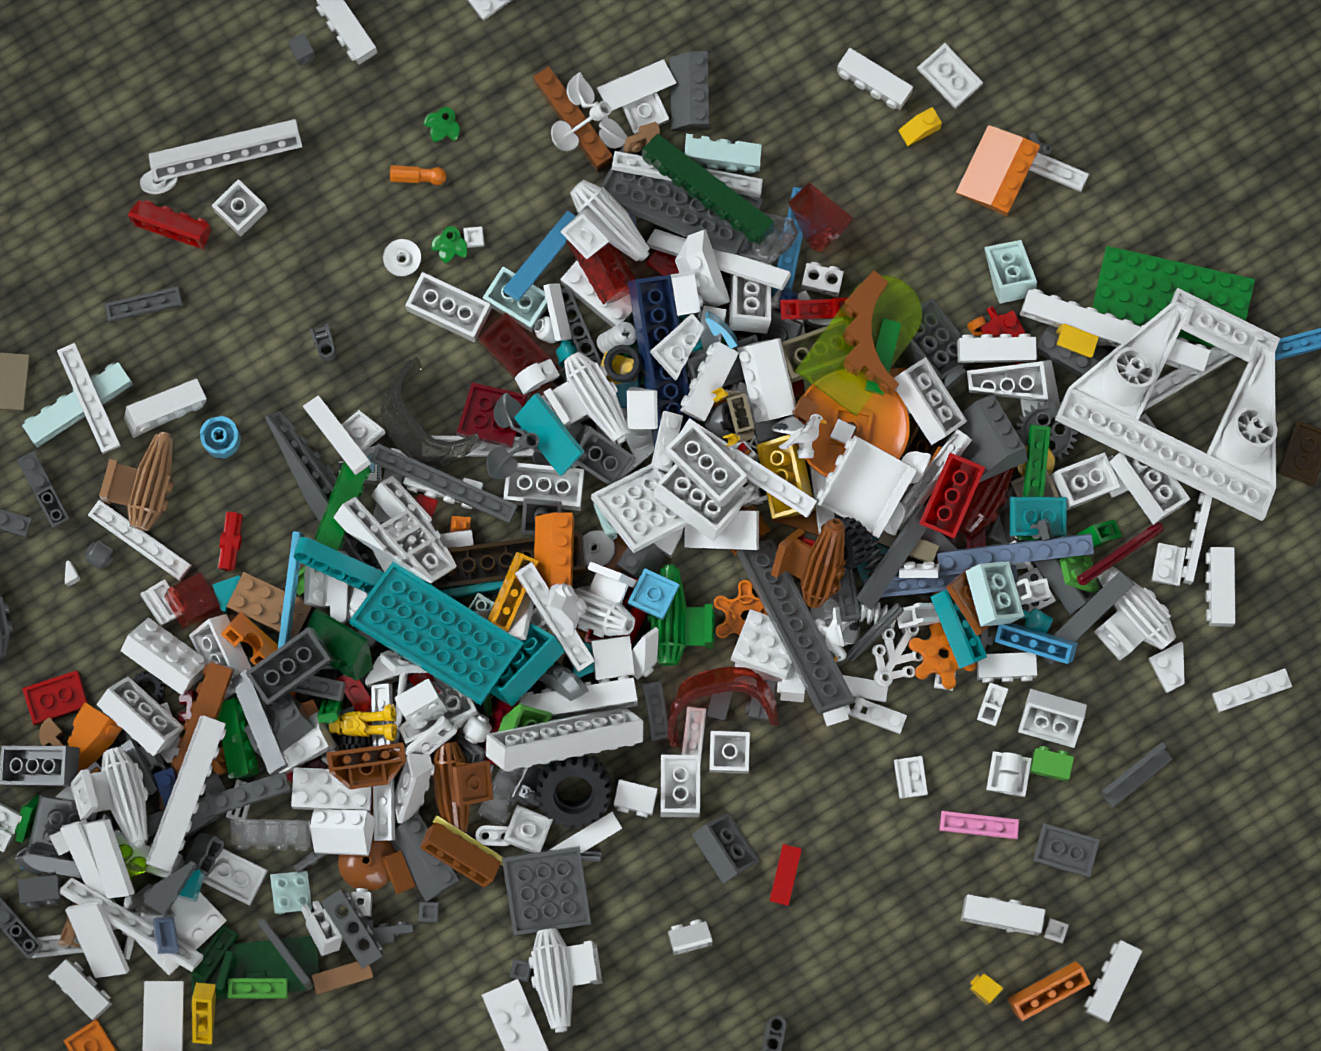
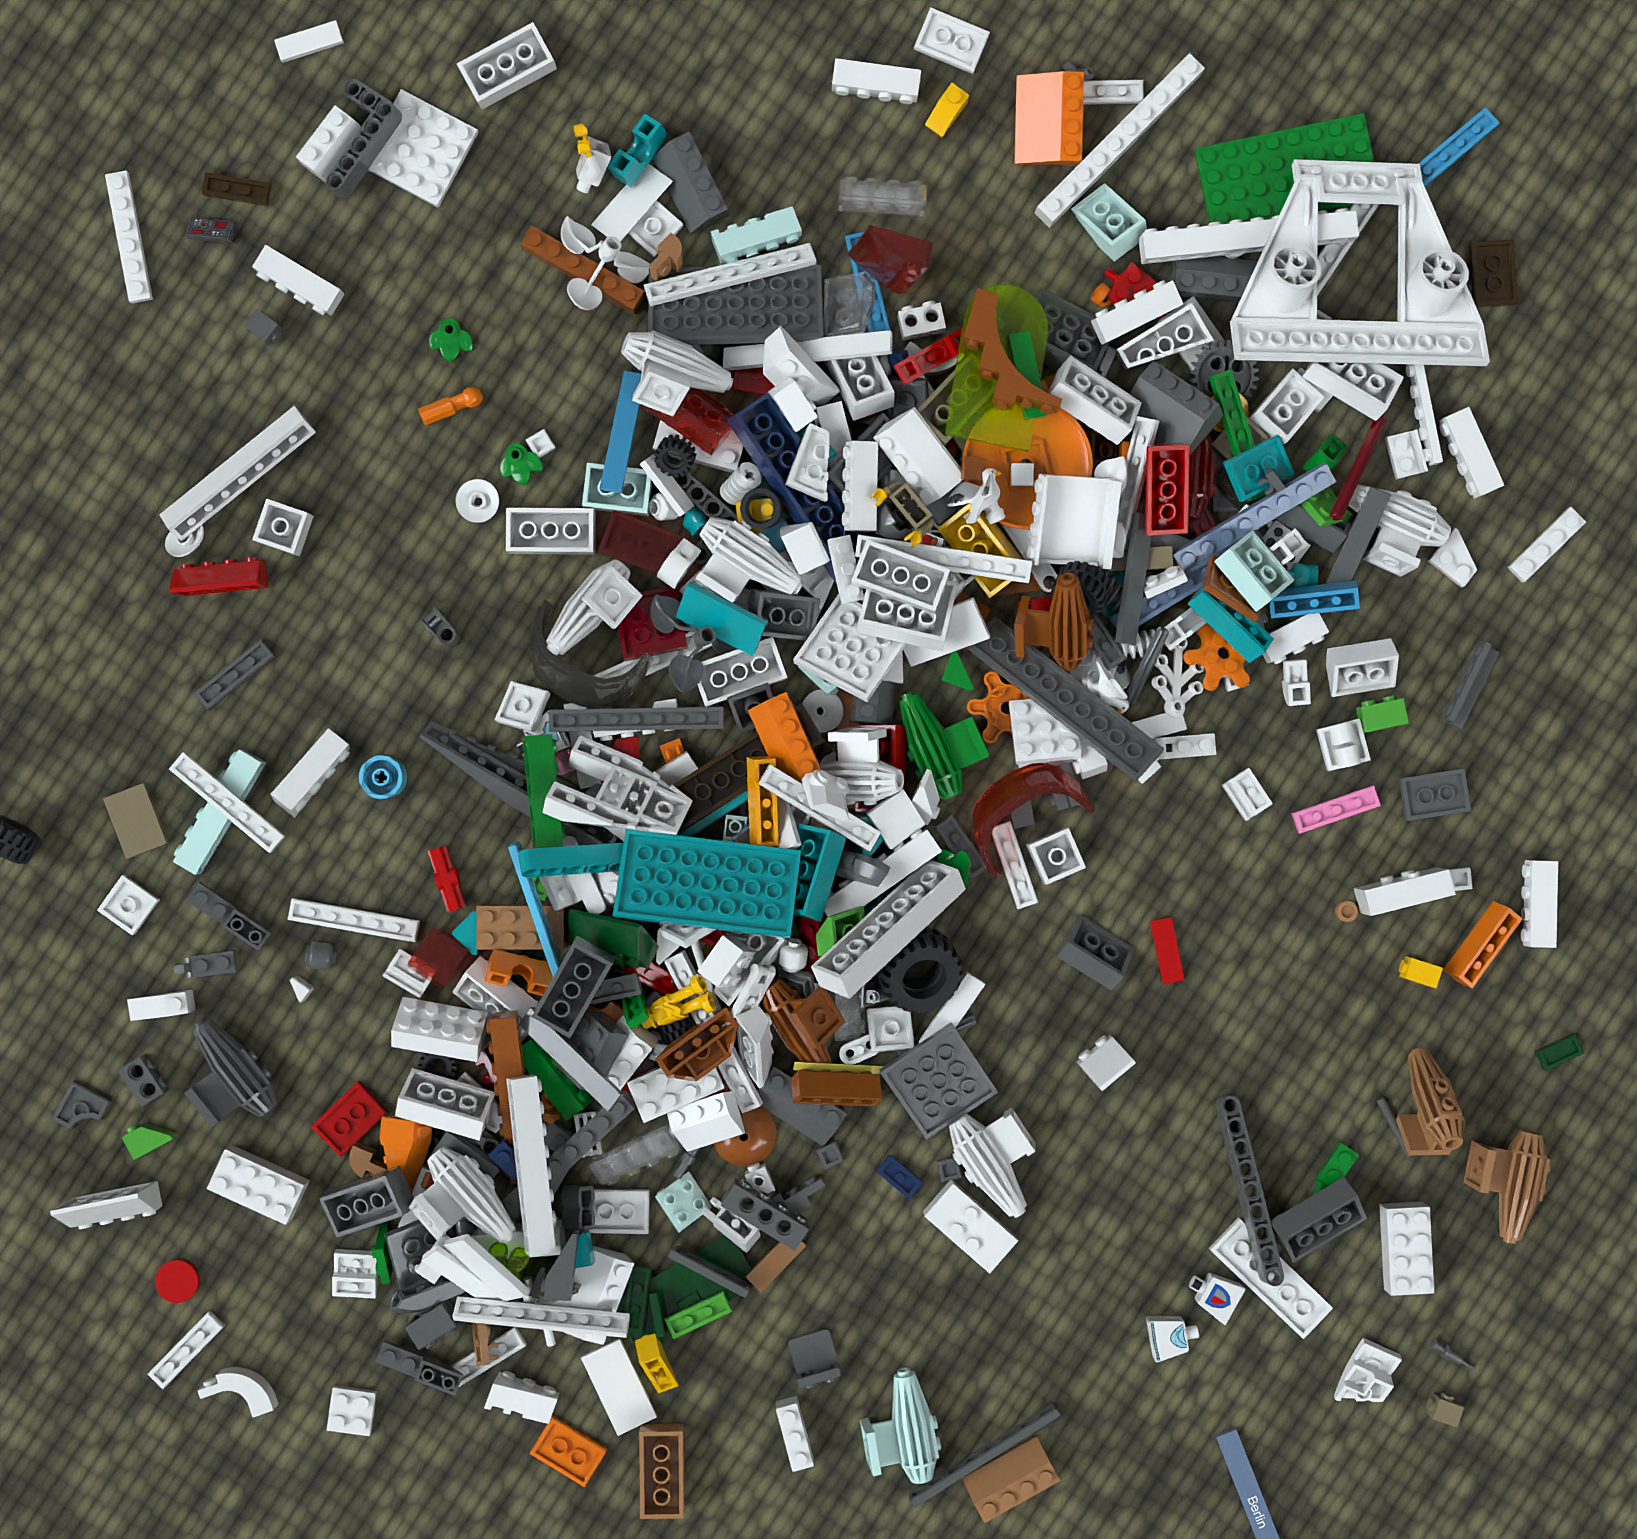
camera: 25 degrees left, 10 degrees up
(97, 939) = (514, 1345): white tile -> none
(143, 488) = (331, 867): medium nougat piece -> none
(165, 935) = (582, 1314): sand blue tile -> none
(337, 435) = (503, 721): white tile -> none
(368, 491) = (563, 761): none -> clear pink tile
(398, 872) = (781, 1131): dark orange tile -> none
(460, 375) = (601, 597): none -> white piece
(476, 956) = (899, 1176): none -> dark blue plate
(582, 287) = (681, 447): none -> black tyre
(621, 39) = (593, 159): none -> white torso
(635, 798) = (983, 946): white slope -> none
(650, 721) = (959, 861): none -> green plate
(653, 594) = (907, 734): medium azure plate -> none
(673, 42) = (648, 139): none -> teal arch
(680, 785) = (1022, 913): white slope -> none
(707, 189) = (761, 281): dark green brick -> none
(717, 568) = (955, 673): none -> green slope
(718, 326) = (846, 424): medium azure slope -> none
(836, 170) = (882, 197): none -> clear slope
(949, 913) = (1346, 911): none -> medium nougat tile
(1046, 212) = (1119, 140): none -> white brick
(1076, 340) = (1215, 264): yellow panel -> none

